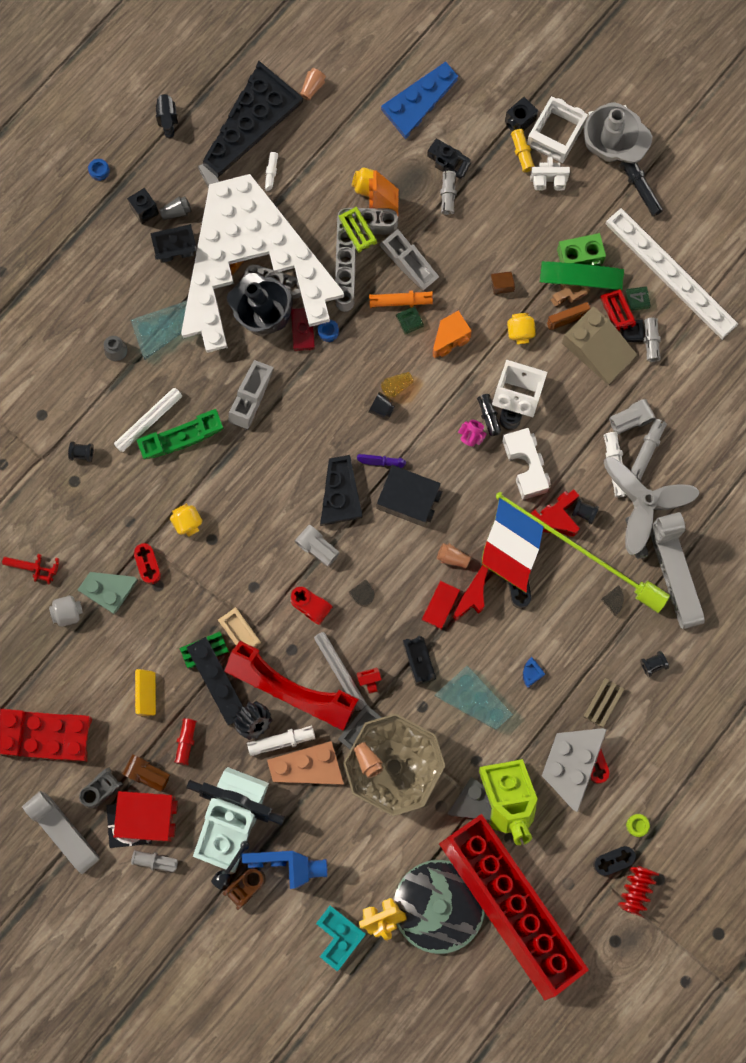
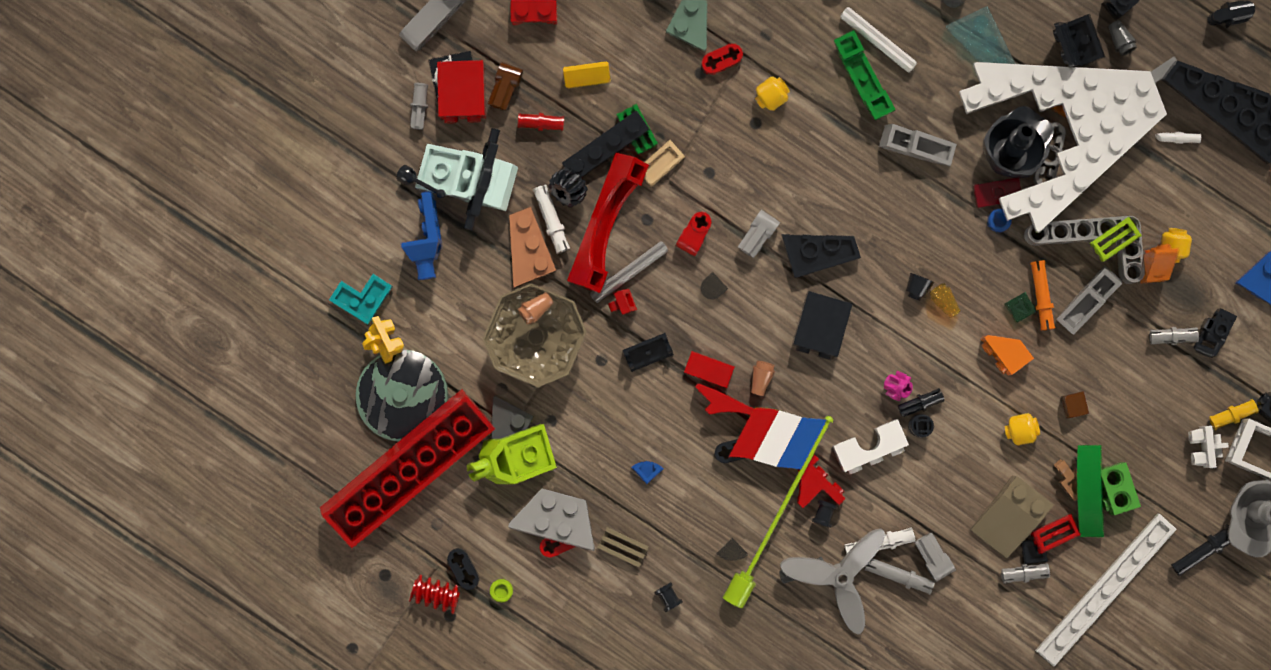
camera: 85 degrees right, 10 degrees up
(101, 788) = (485, 42): dark grey piece -> none
(244, 888) = (399, 197): reddish brown piece -> none
(353, 730) = (583, 303): dark grey plate -> none
(379, 460) = (858, 292): dark purple piece -> none
(474, 698) = (613, 413): clear light blue wing -> none
(513, 375) = (968, 424): white window -> none
(567, 316) = (1041, 479): dark orange tile -> none
(638, 298) = (1072, 554): clear green tile -> none
(665, 539) = (766, 614): light grey beam -> none

